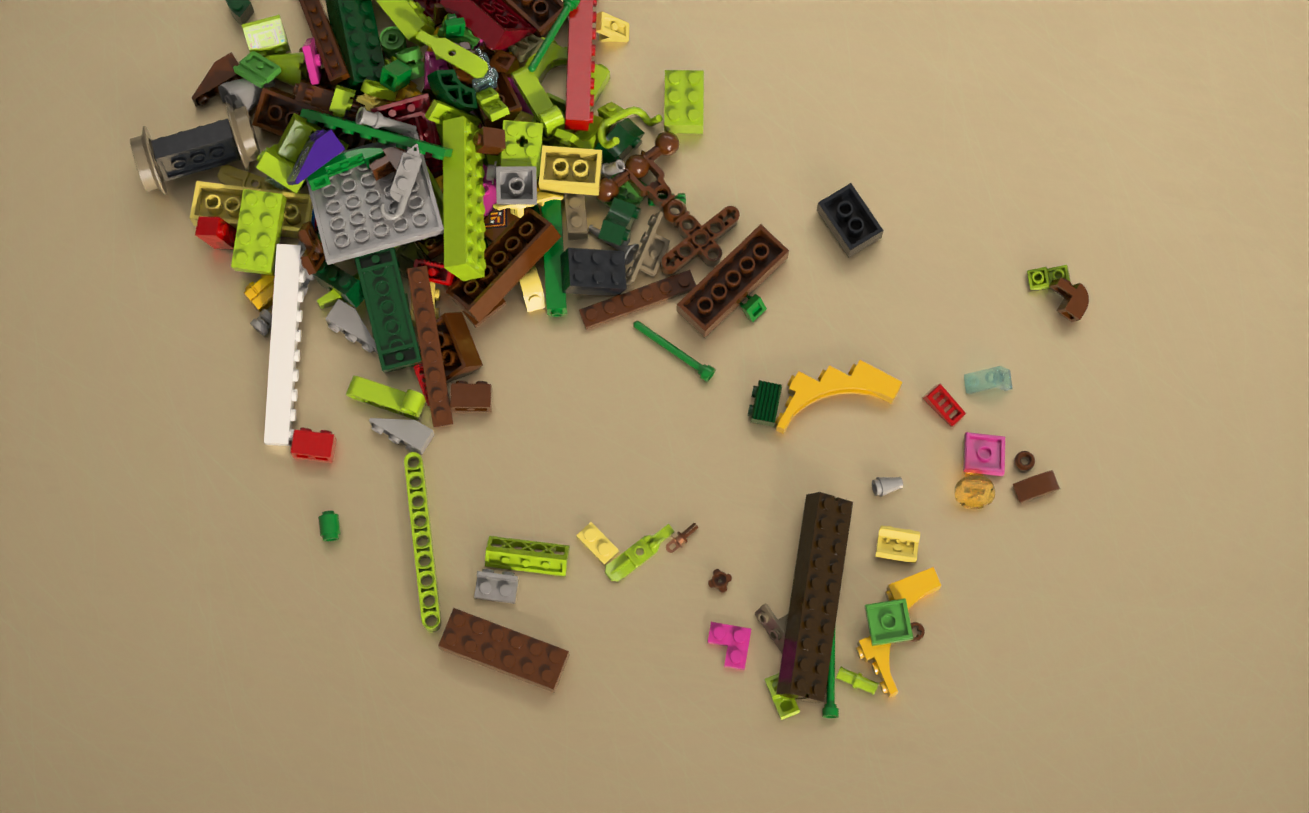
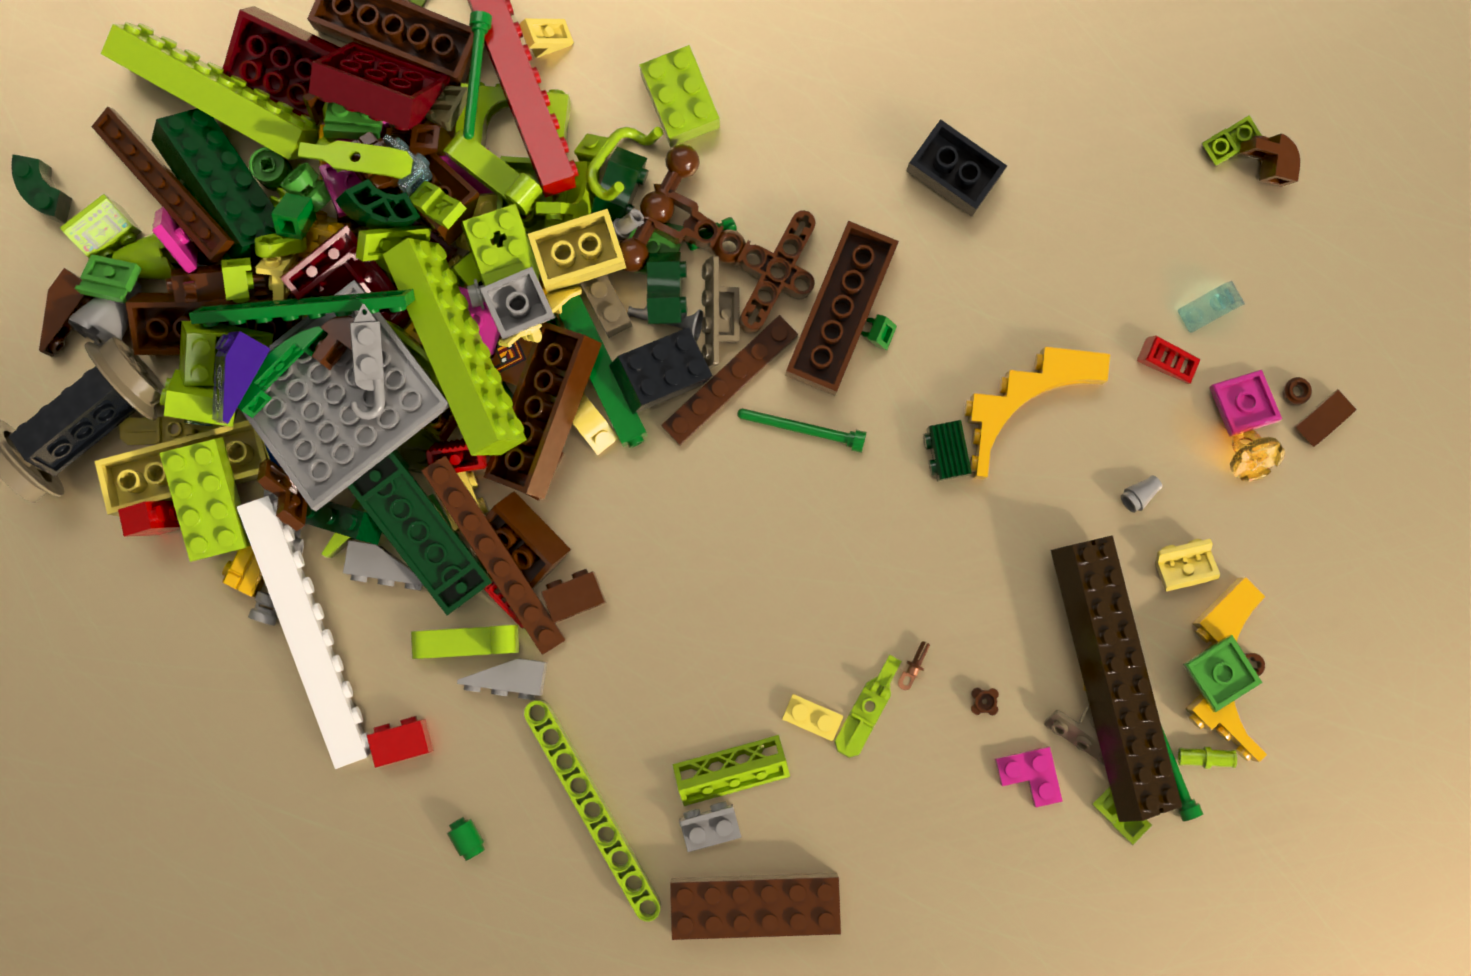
camera: 25 degrees left, 10 degrees up
(377, 120) = (297, 291): light grey pin -> none
(453, 27) = (342, 119): green tile -> none
(489, 141) = (456, 256): reddish brown brick -> none

